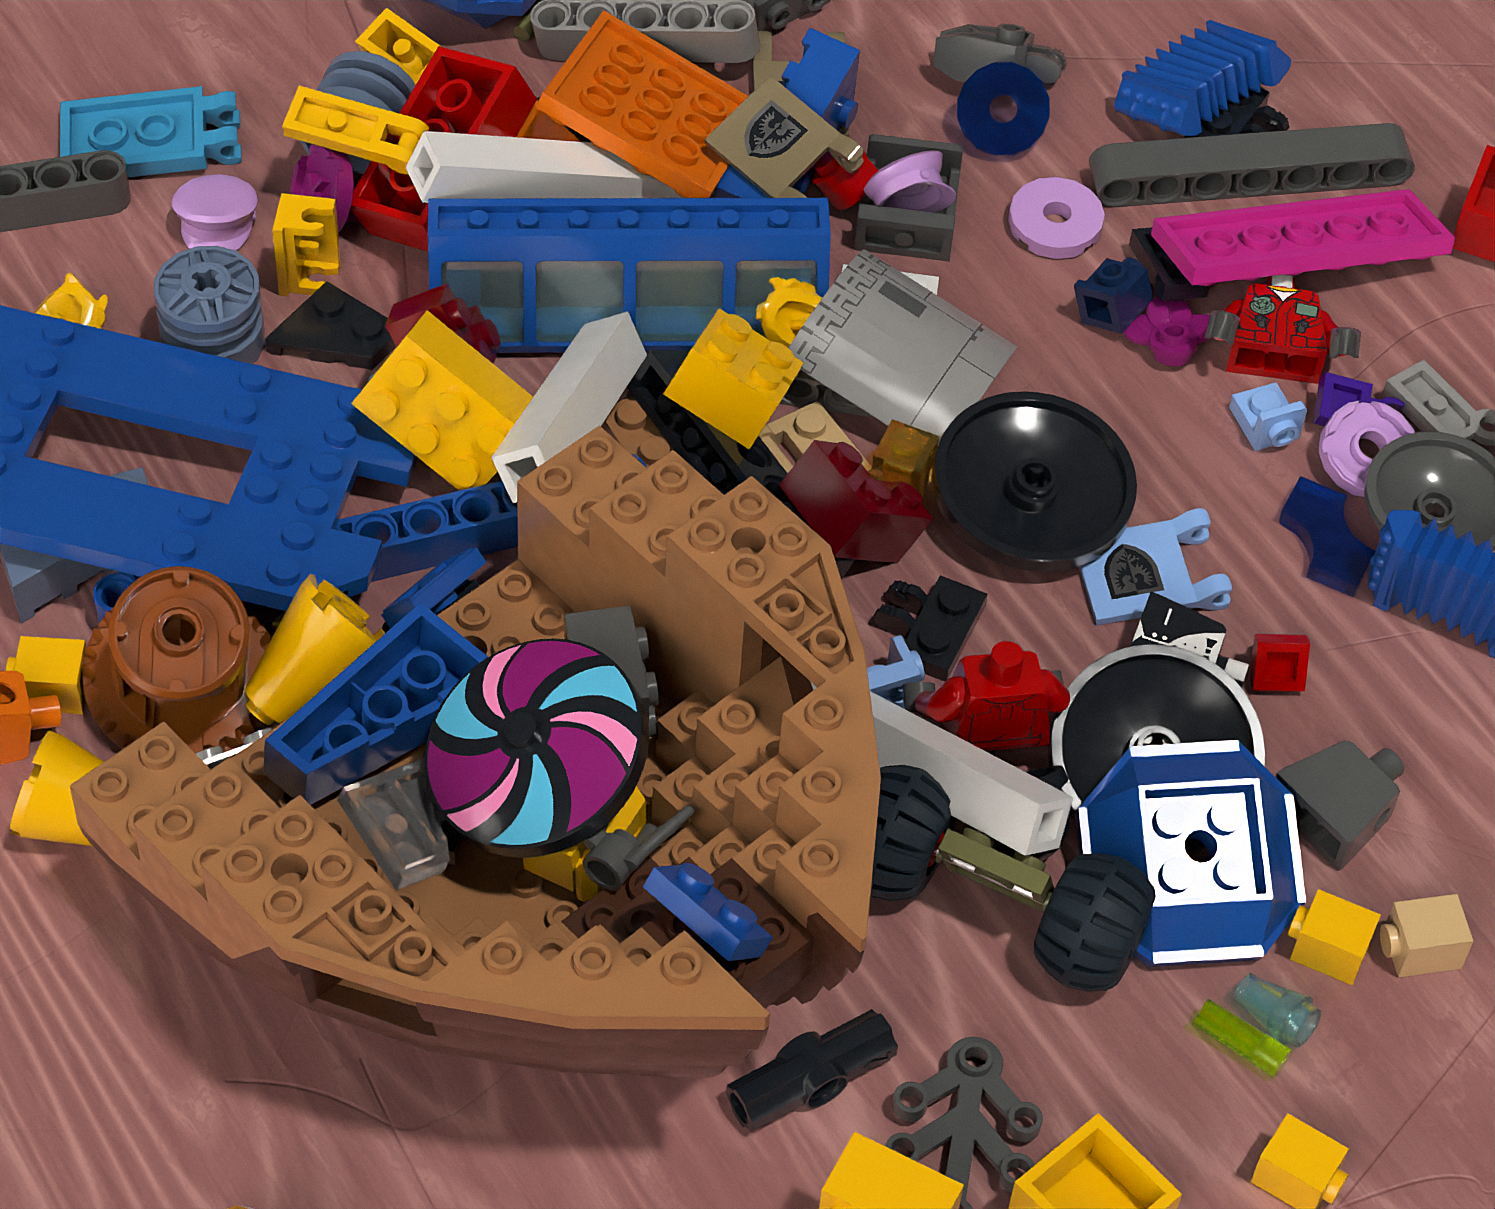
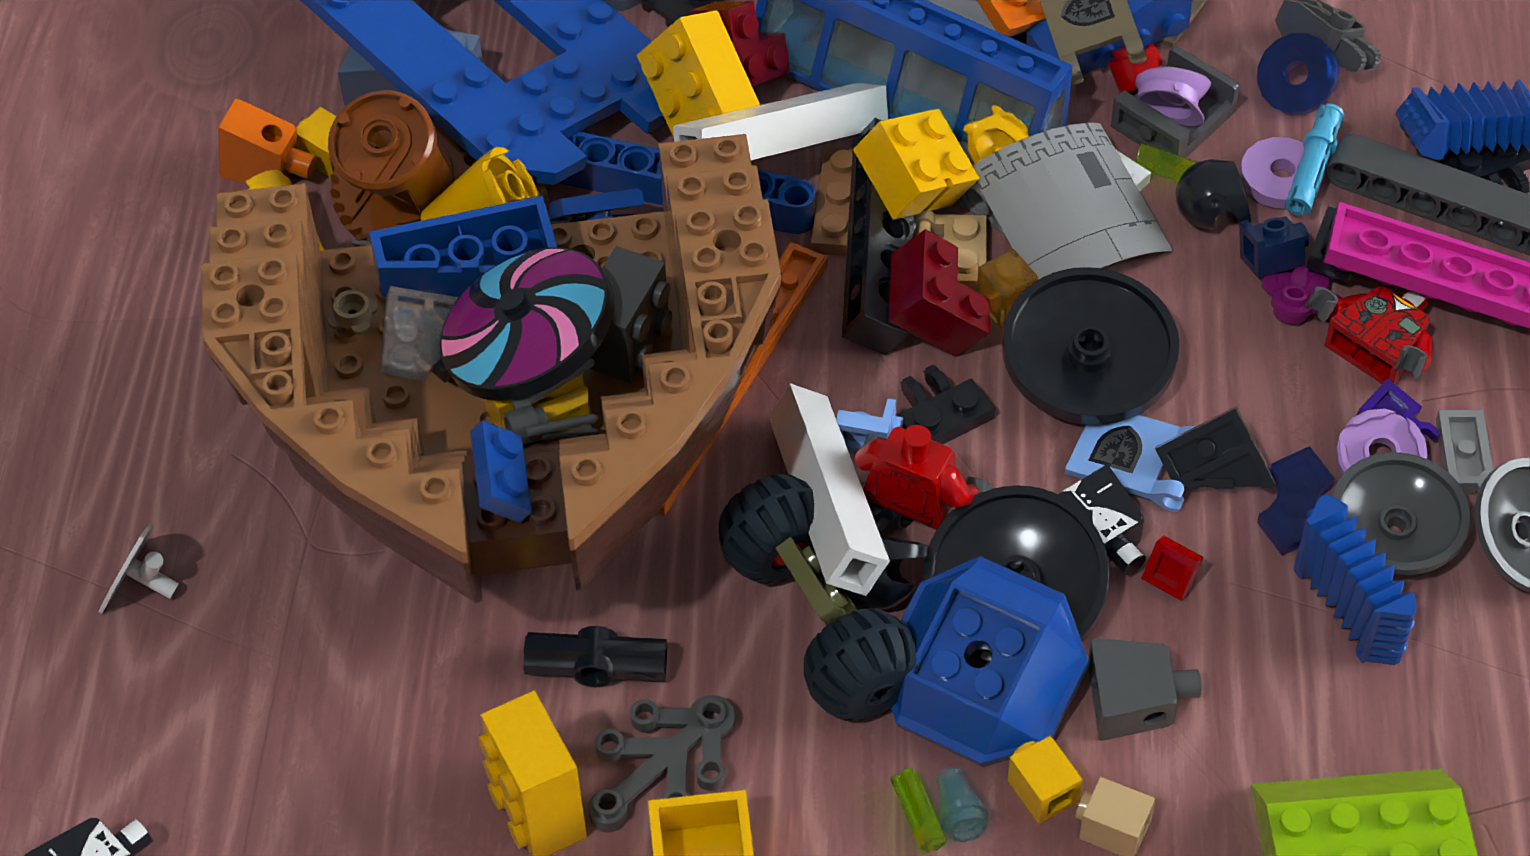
camera: 40 degrees right, 0 degrees up
(951, 260) = (1162, 162): none -> clear neon green piece
(1024, 267) = (1209, 190): none -> black helmet
(1082, 173) = (1319, 146): none -> medium azure pin
(1236, 528) = (1216, 455): none -> black wing
(1268, 416) = (1323, 392): light blue bracket -> none

